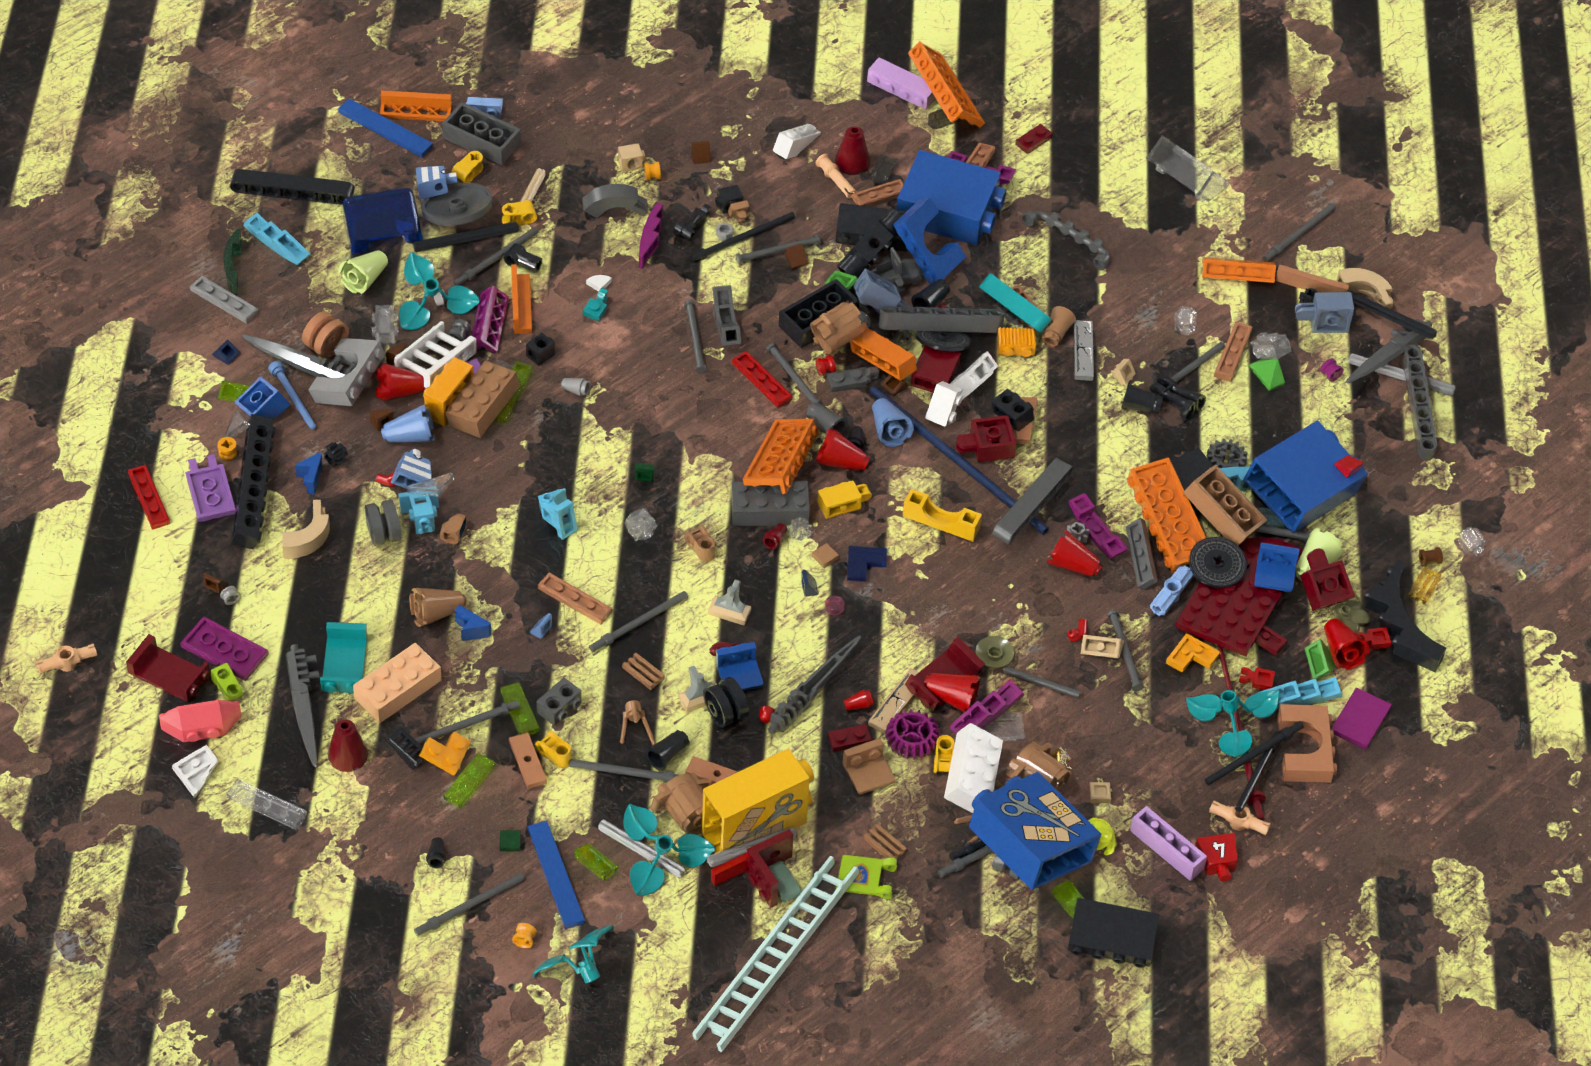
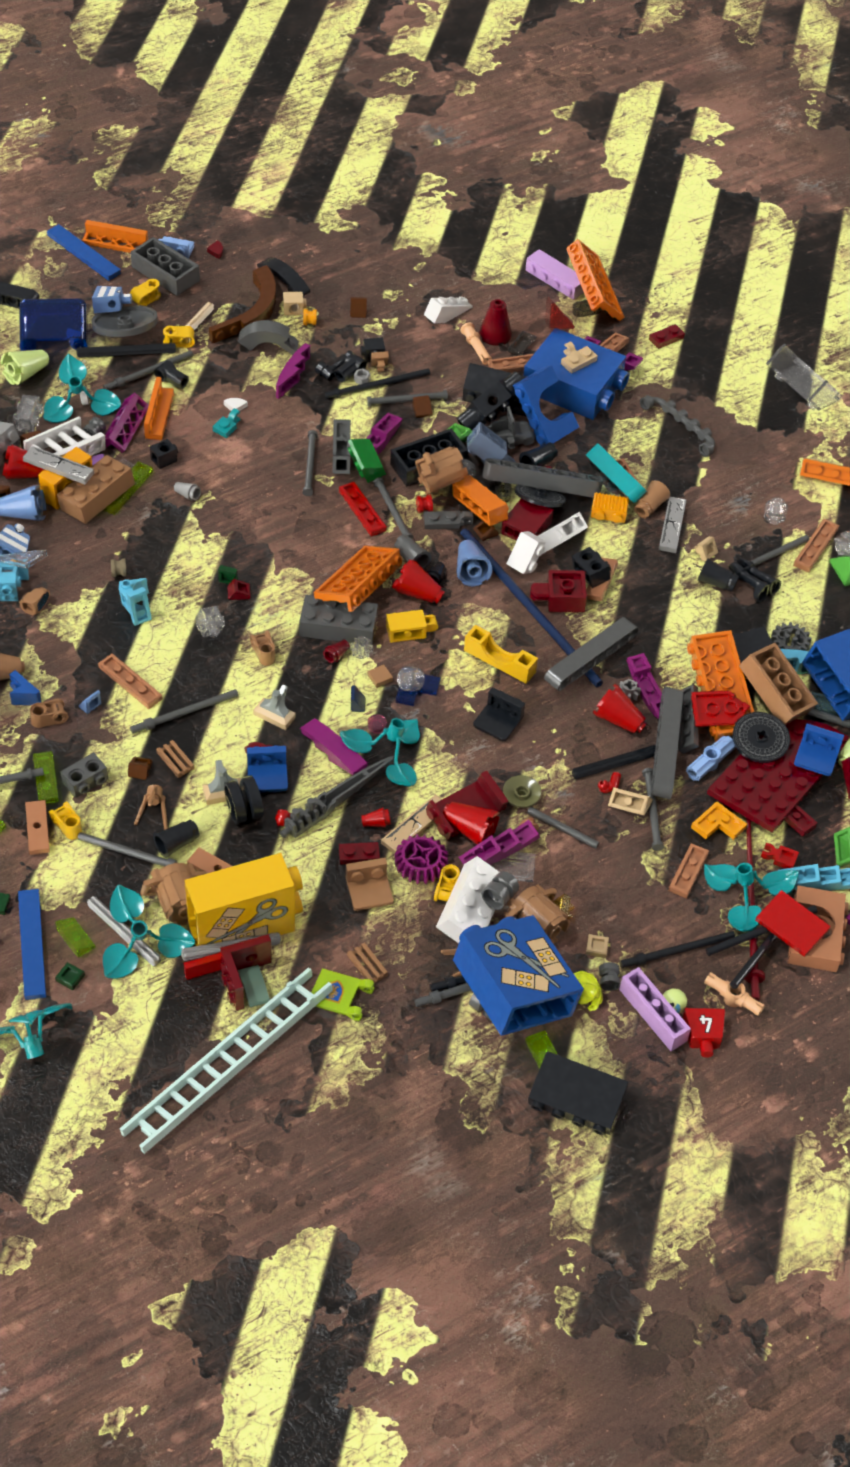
camera: 10 degrees right, 0 degrees up
(443, 380) = (58, 465): none -> light grey tile
(503, 644) = (47, 713): none -> medium nougat piece
(528, 104) = (215, 249): none -> dark red tile
(529, 480) = (118, 567): none -> dark tan wheel
(596, 140) = (260, 311): none -> reddish brown arch
(602, 899) = (70, 976): none -> dark green tile
(610, 685) = (139, 767): none -> reddish brown slope
(611, 122) = (286, 275): none -> black slope
(658, 486) = (238, 590): none -> dark red slope
(711, 219) = (350, 366): none -> black piece
(756, 326) = (366, 459): none -> green slope
(759, 300) = (383, 431): none -> magenta slope
(800, 635) = (333, 746): none -> magenta slope
(859, 554) = (410, 678): none -> clear head
(862, 610) = (398, 730): none -> teal plant
(915, 136) = (555, 317): none -> clear red slope
(951, 183) = (578, 359): none -> tan plate
(955, 578) = (500, 715): none -> black bracket
(1000, 752) = (500, 890): none -> dark grey wheel
(1087, 604) = (613, 762): none -> black axle
(1119, 819) = (609, 976): none -> dark grey wheel
(1126, 581) = (667, 743): none -> dark grey beam
(1144, 798) = (641, 958): none -> black bar
(1169, 539) = (717, 708): none -> red tile
(1172, 706) = (688, 870): none -> nougat tile
(1187, 830) = (676, 999): none -> yellowish green piece
(1283, 741) = (793, 923): none -> red tile

